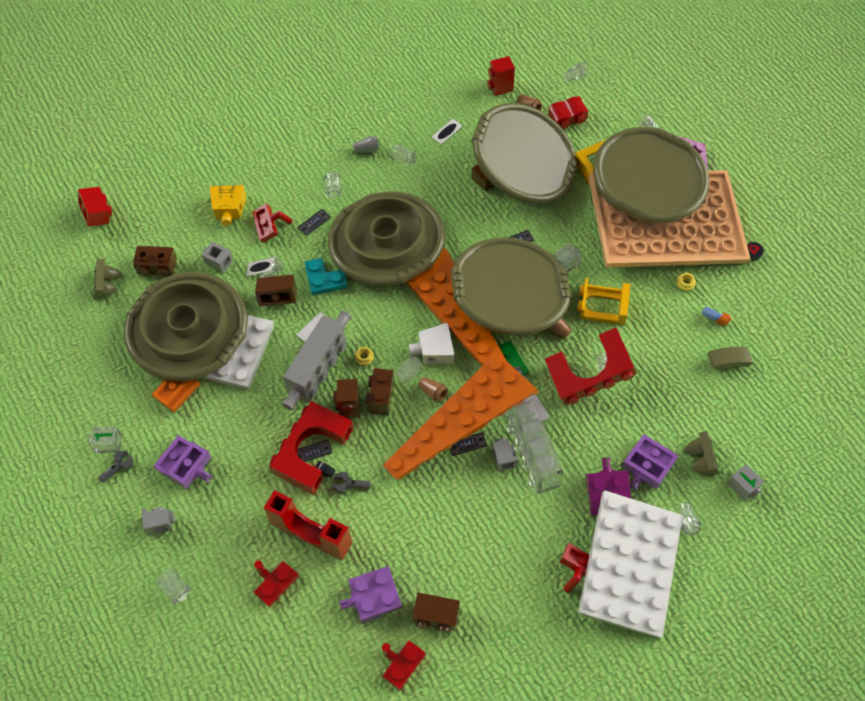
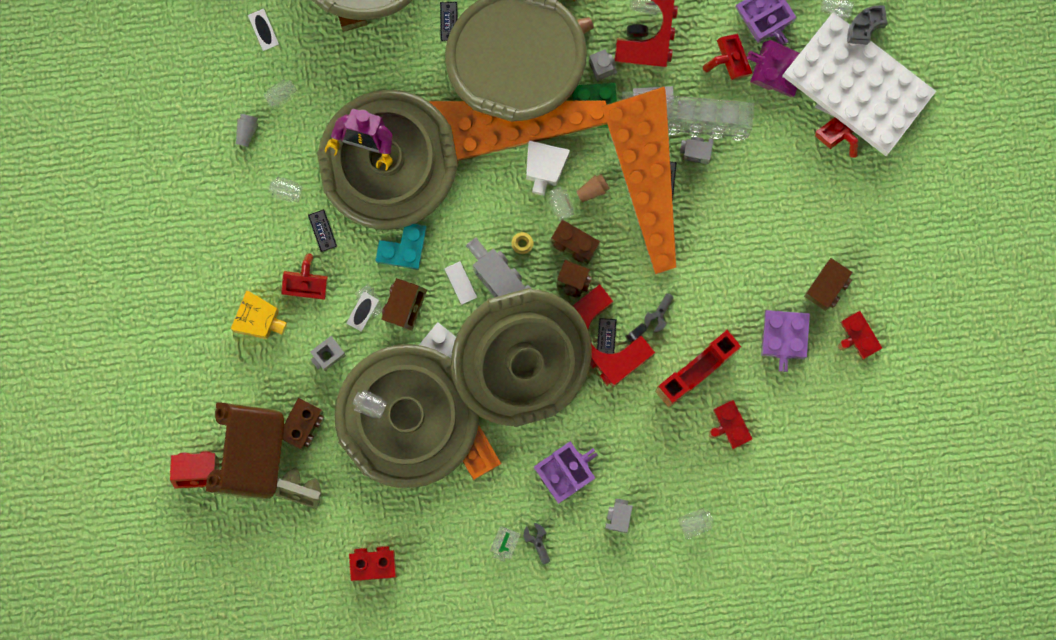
camera: 70 degrees left, 20 degrees up
(56, 351) = (372, 565): none -> red brick
(115, 225) = (249, 451): none -> reddish brown windscreen
(178, 285) = (369, 404): none -> clear brick
(261, 380) = (521, 357): none -> olive piece
(394, 202) = (364, 132): none -> magenta torso
(536, 354) = (602, 64): none -> light grey brick
(579, 368) = (637, 31): none -> black tile
(600, 448) = (732, 56): none -> red plate
(684, 544) = (866, 22): none -> dark grey tile

